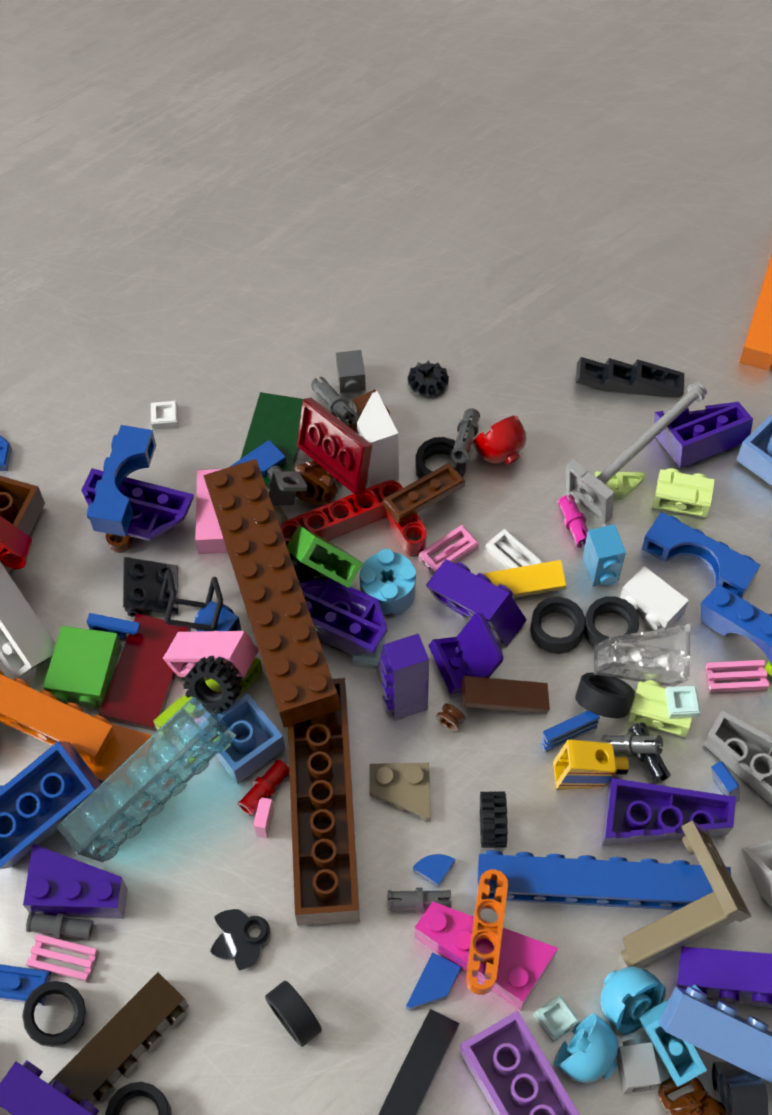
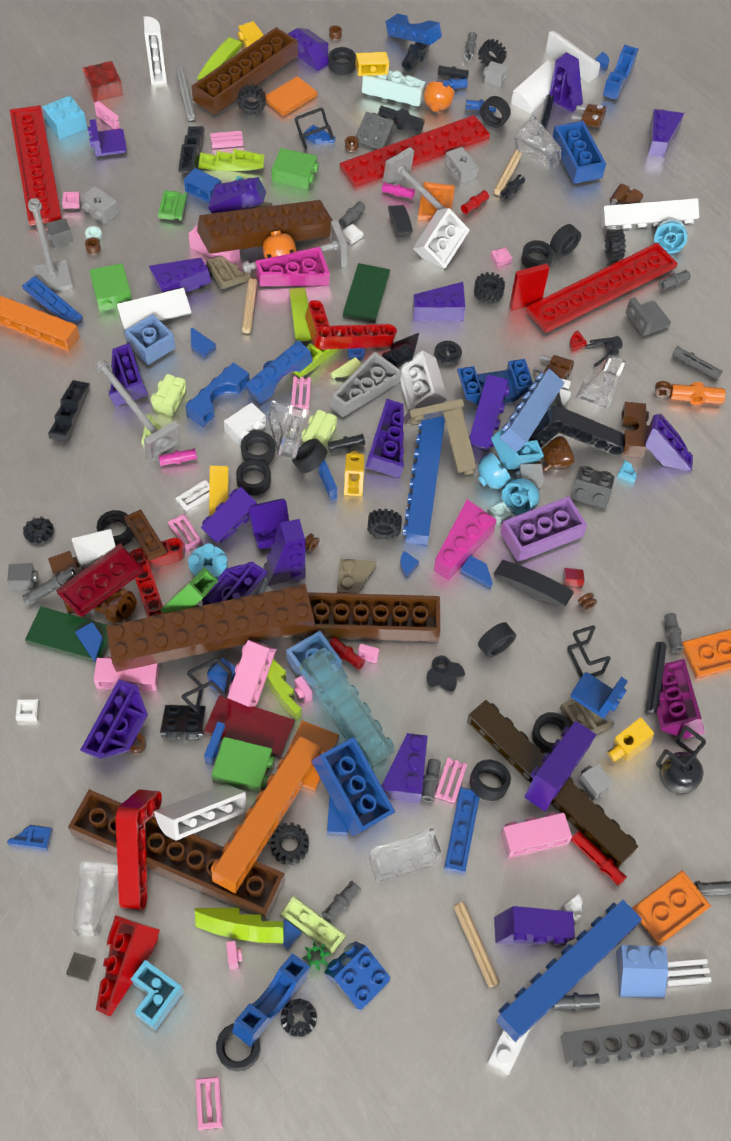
camera: 90 degrees left, 0 degrees up
(130, 452) = (125, 730): blue arch -> none
(222, 675) = (274, 662): black tyre -> none
(284, 486) = (119, 617): dark grey bracket -> none
(417, 900) = (428, 572): dark grey pin -> none
(461, 443) = (94, 506): dark grey pin -> none
(487, 931) = (457, 532): orange beam -> none
(502, 441) = (109, 487): red cylinder -> none
(505, 694) = (301, 506): reddish brown tile -> none
(604, 555) = (213, 440): dark azure brick -> none
(634, 744) = (343, 448): dark grey pin -> none
(682, 702) = (321, 415): light aqua tile -> none
(725, 780) = (374, 404): blue tile -> none

